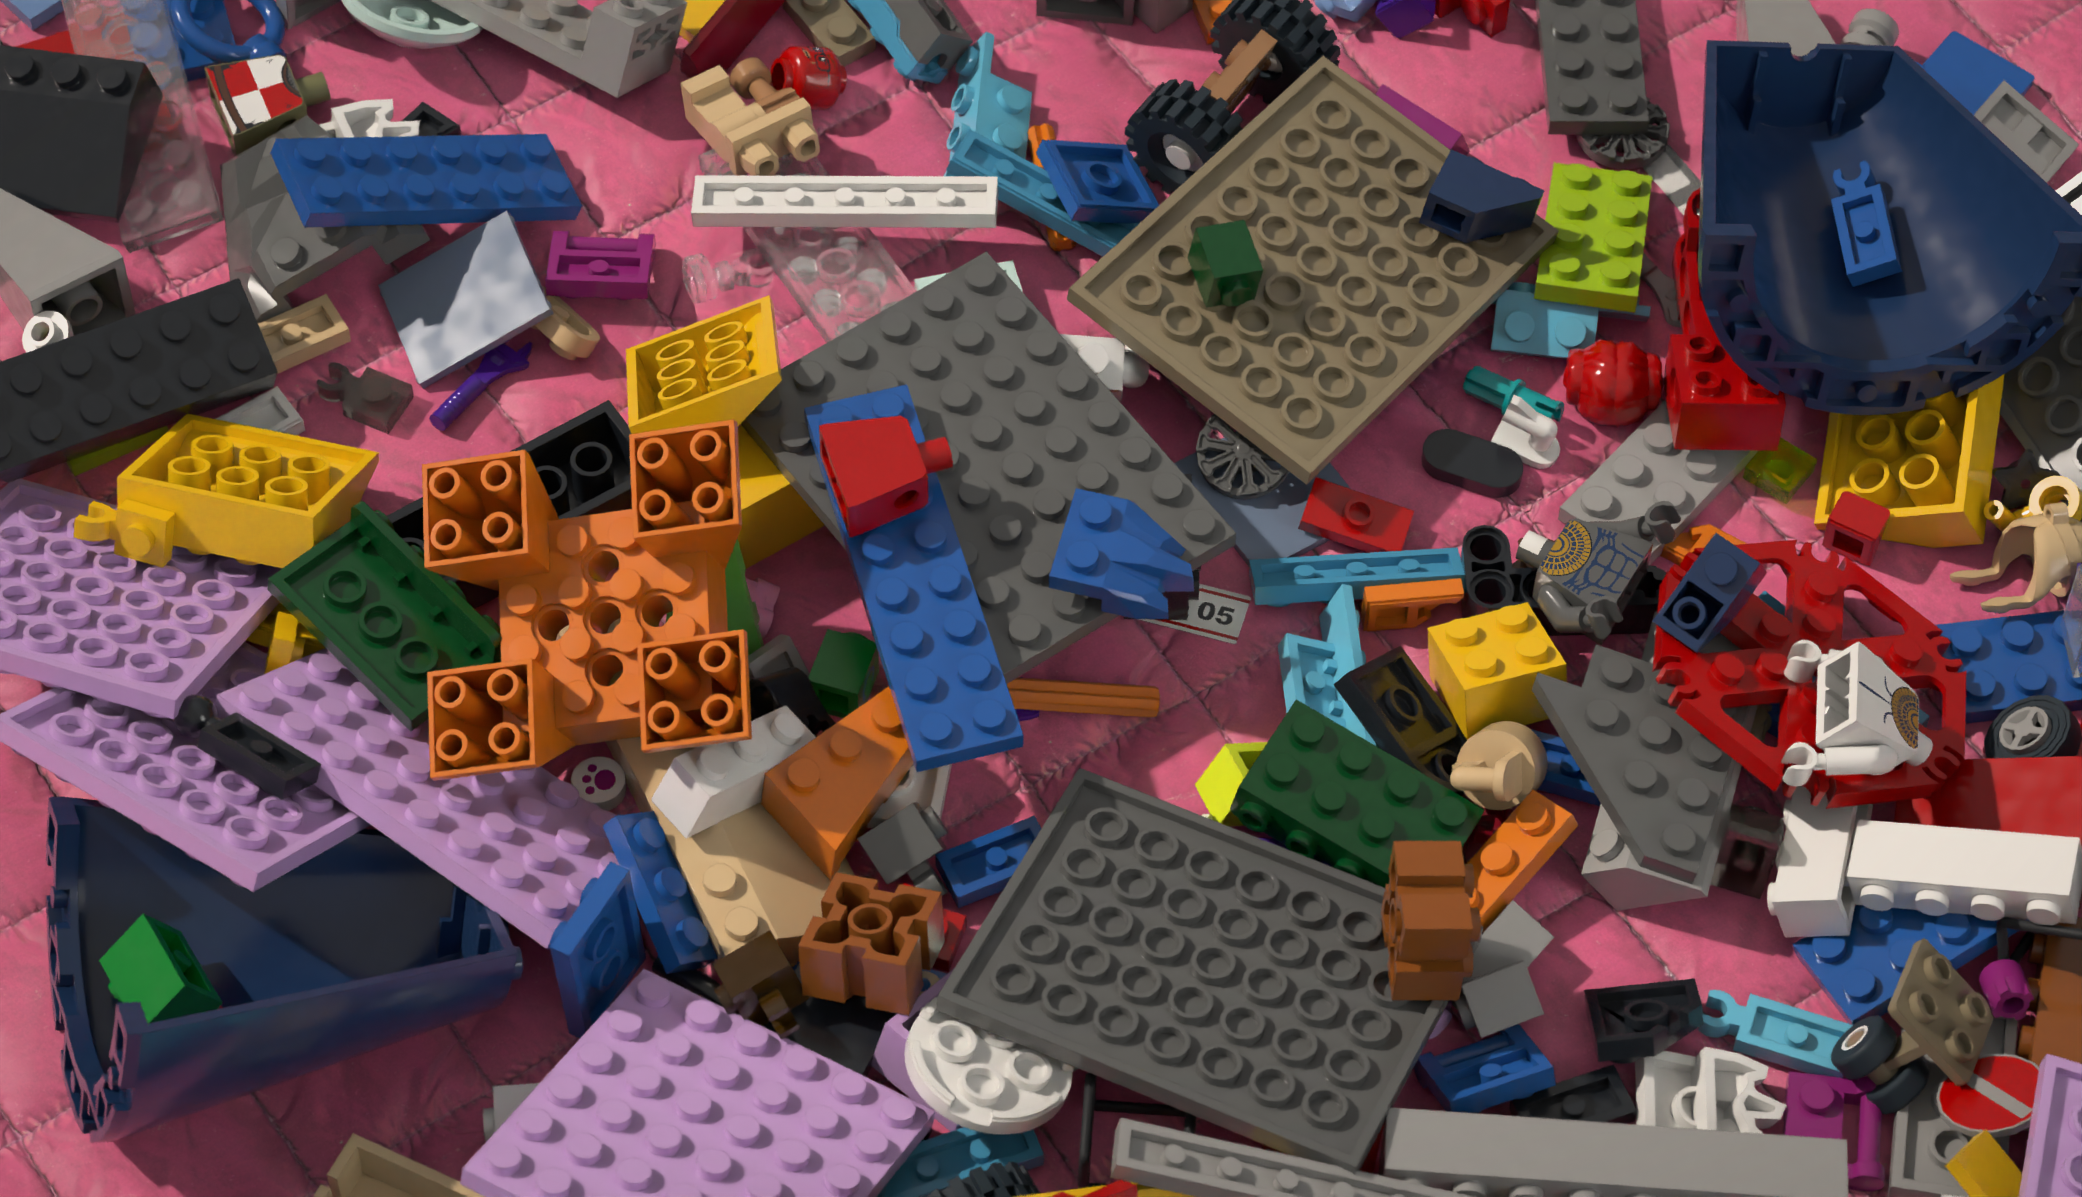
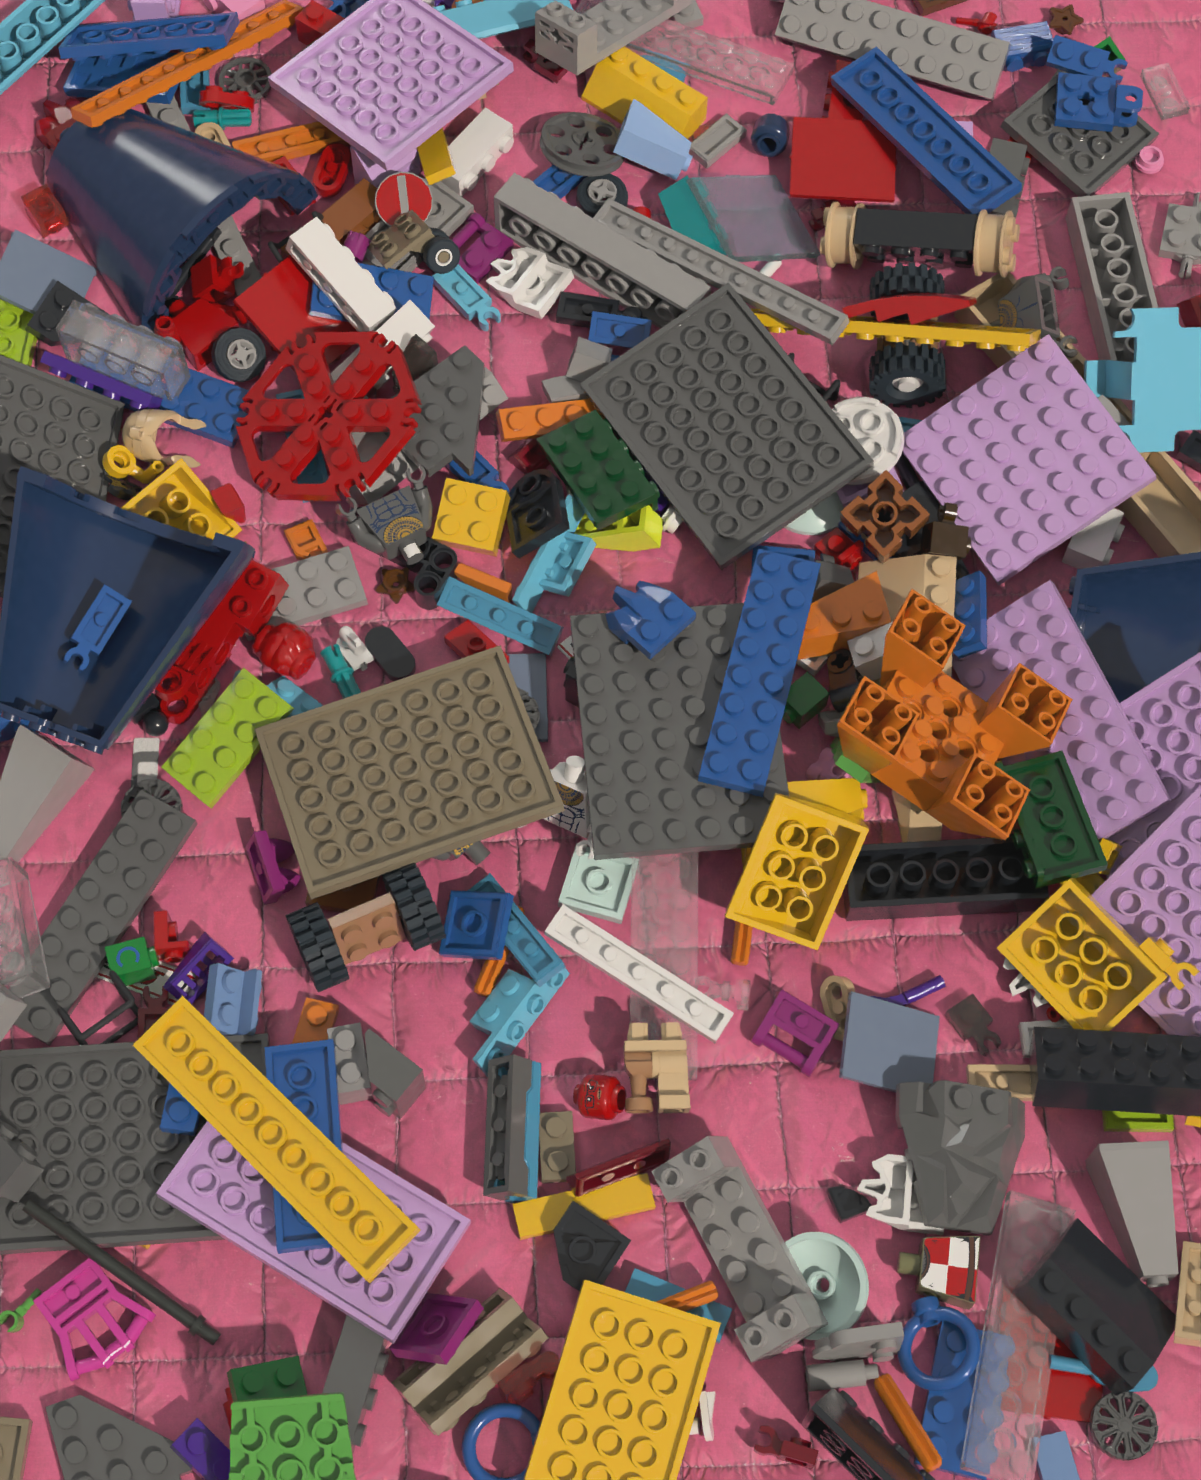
camera: 150 degrees left, 10 degrees up
(40, 324) = (1159, 1127): white plate -> none
(247, 748) = (1165, 755): black plate -> none
(424, 179) = (882, 1120): blue plate -> none
(597, 948) = (1023, 581): blue plate -> none
(879, 469) = (752, 710): red torso -> none
(1225, 264) = (469, 767): dark green brick -> none
(1429, 920) = (618, 366): dark orange brick -> none
(1478, 200) = (296, 749): dark blue slope -> none
(1500, 765) = (509, 464): tan piece -> none
(1641, 1018) = (529, 325): black plate -> none
(1710, 594) = (359, 443): dark blue slope -> none
(1862, 715) = (337, 347): white torso -> none

